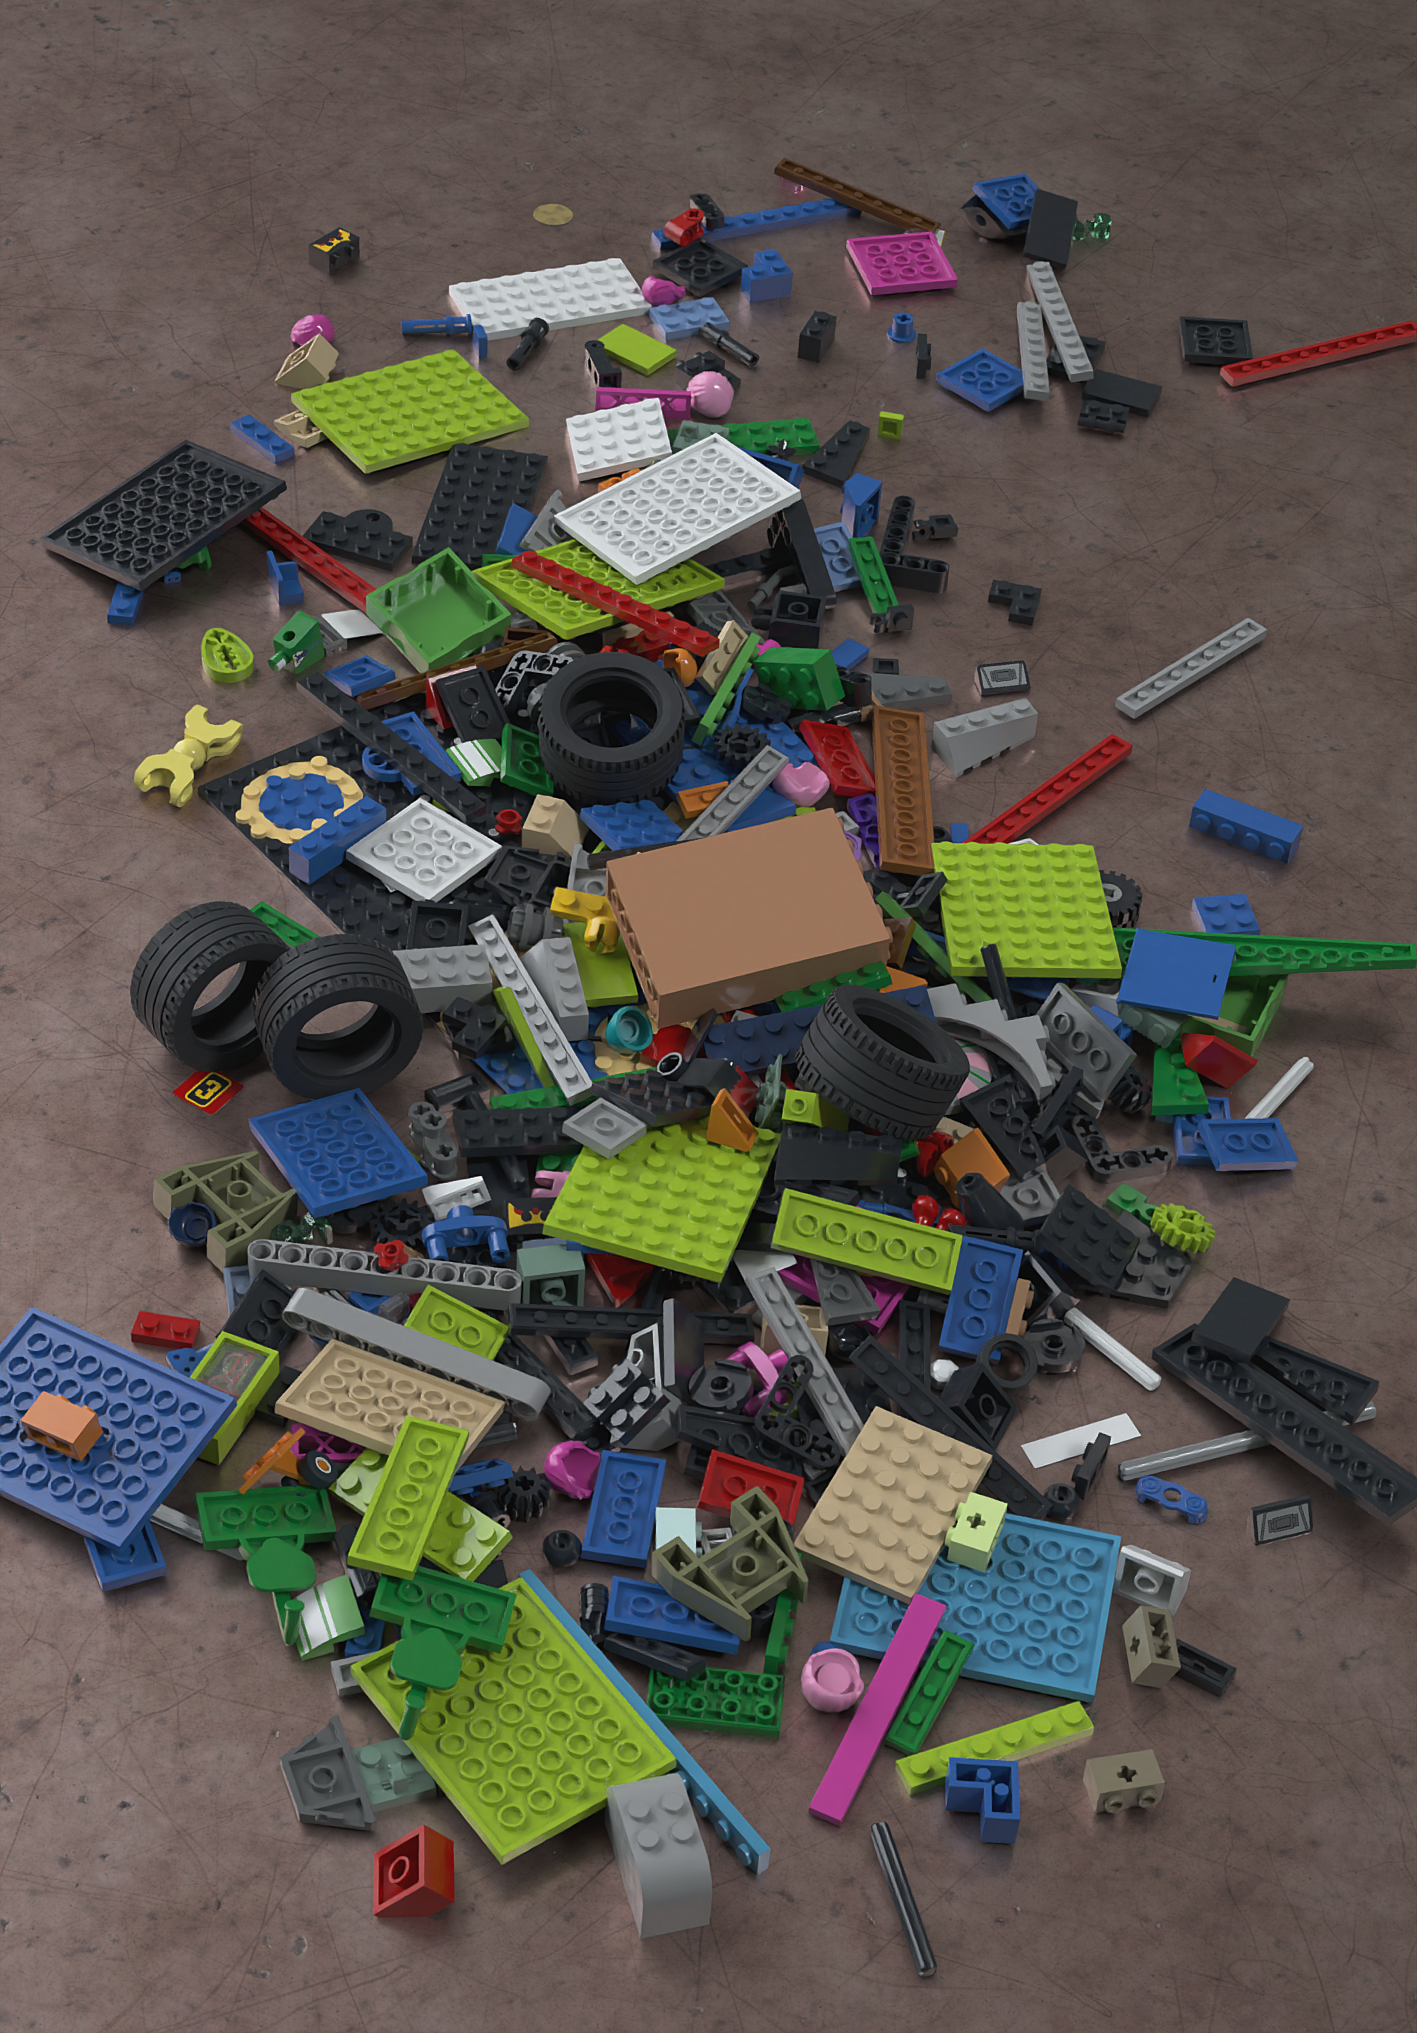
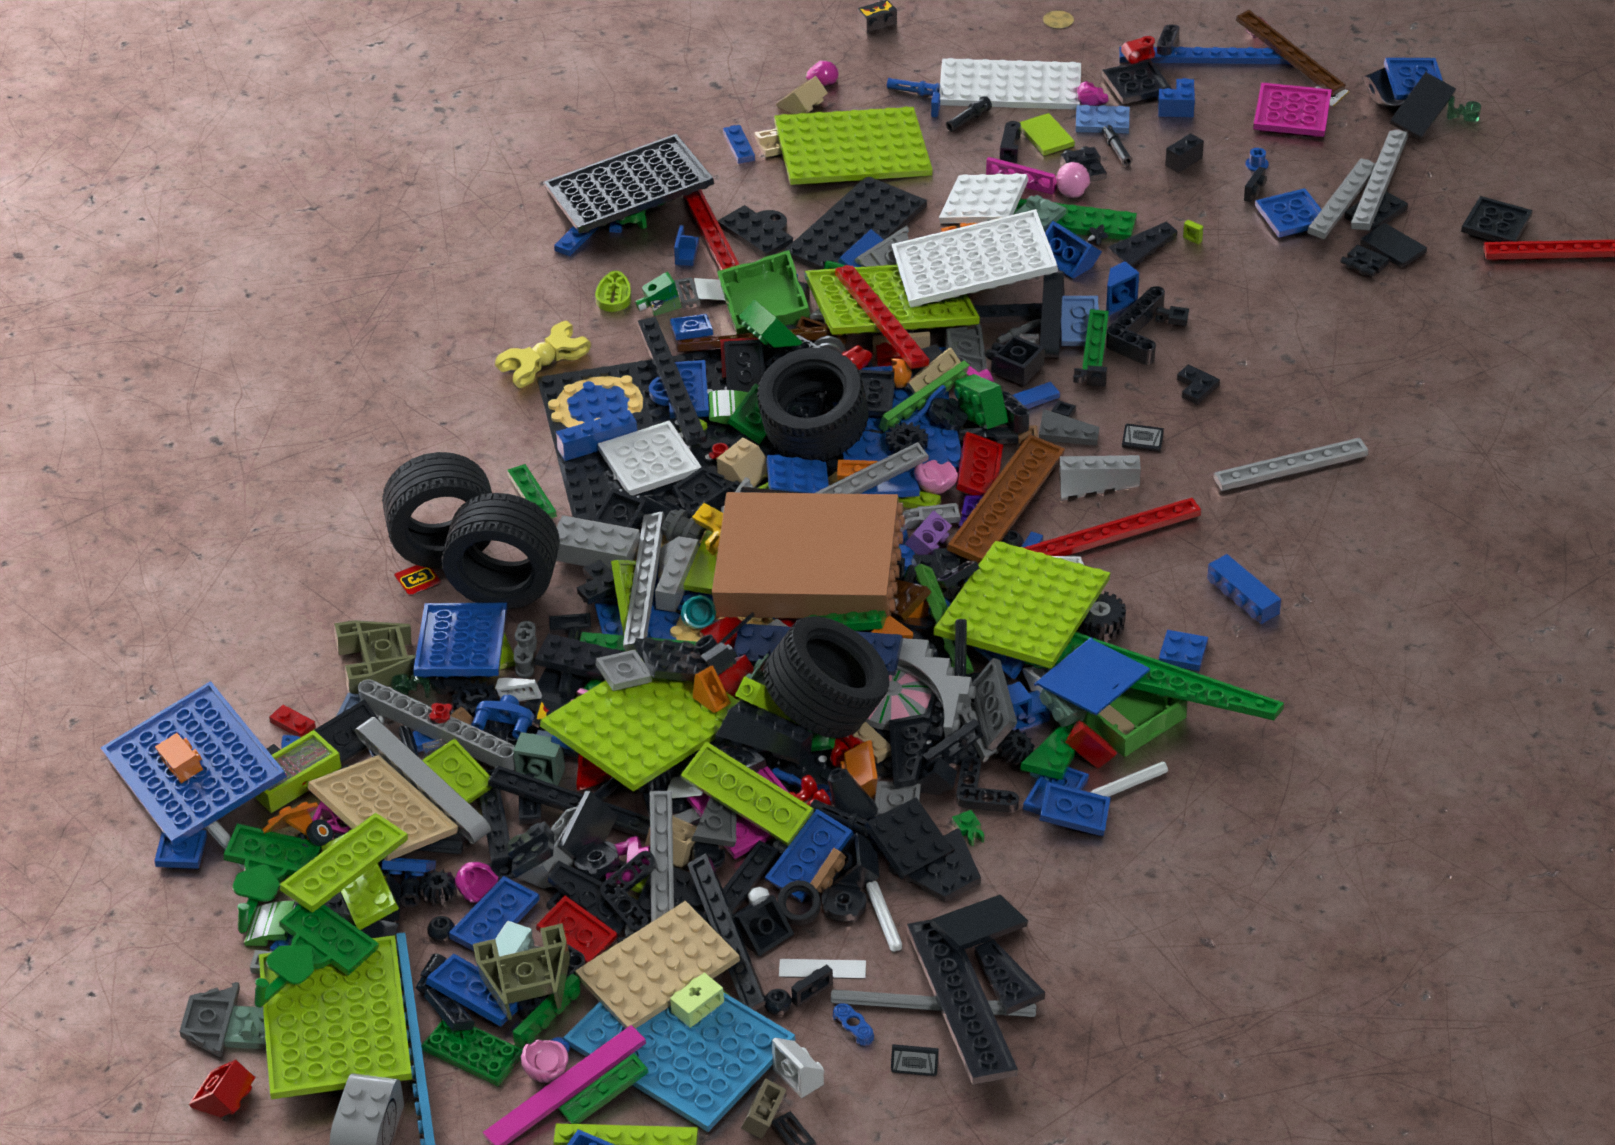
camera: 30 degrees right, 0 degrees up
(191, 1223) = (344, 656): dark blue hair -> none
(485, 645) = (767, 327): none -> green slope
(1182, 1228) = (986, 851): lime gear -> none

